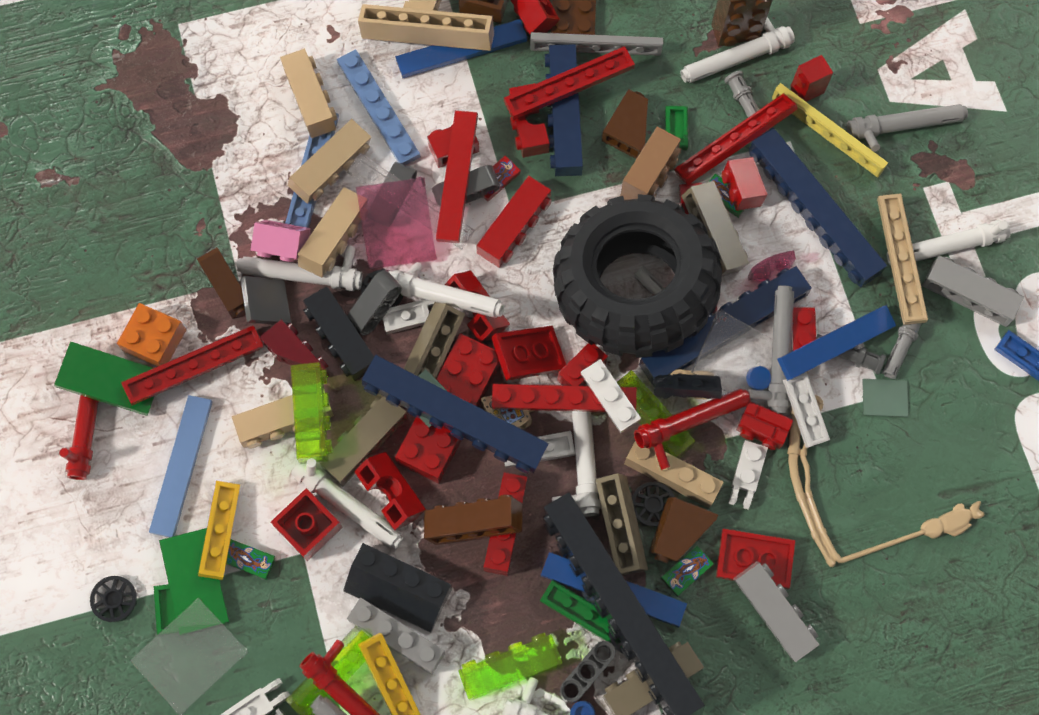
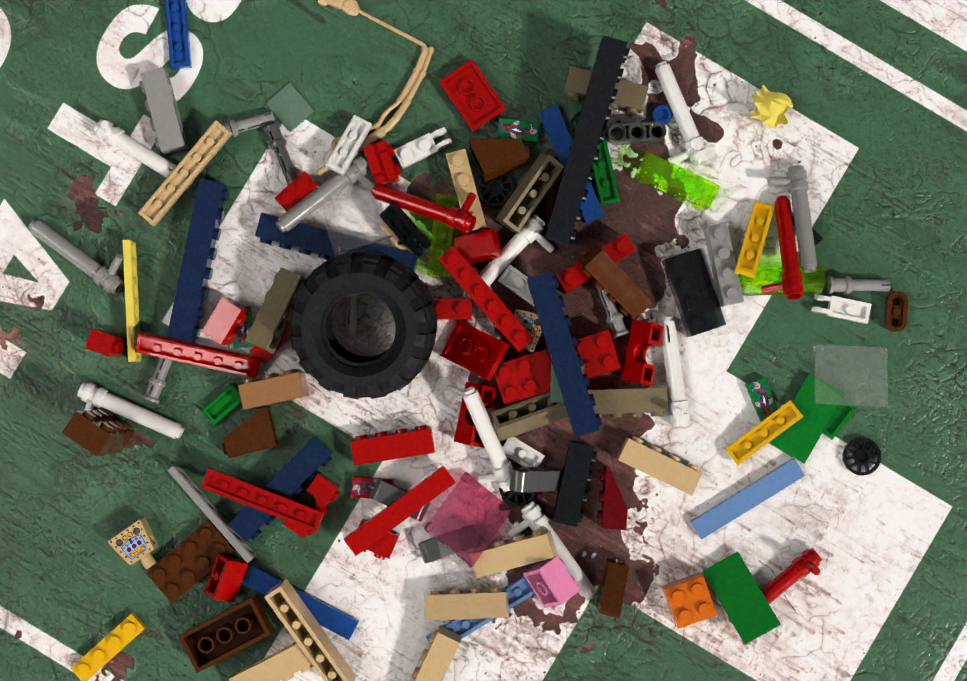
camera: 130 degrees left, 15 degrees up
(192, 365) = (683, 554): red plate -> none
(265, 300) = (598, 551): dark grey tile -> none
(306, 524) = (711, 382): red brick -> none
(309, 412) = (645, 446): clear neon green brick -> none
(378, 108) = (396, 615): medium blue plate -> none
(438, 495) = (613, 317): none -> light grey pin
(610, 396) = (460, 268): white plate -> none
(611, 444) = (478, 246): none -> red brick
(758, 378) = (354, 193): blue tile -> none
(766, 268) = (273, 255): clear pink slope -> none
(776, 611) = (495, 54): light grey brick -> none
(836, 342) = (285, 164): blue tile -> none

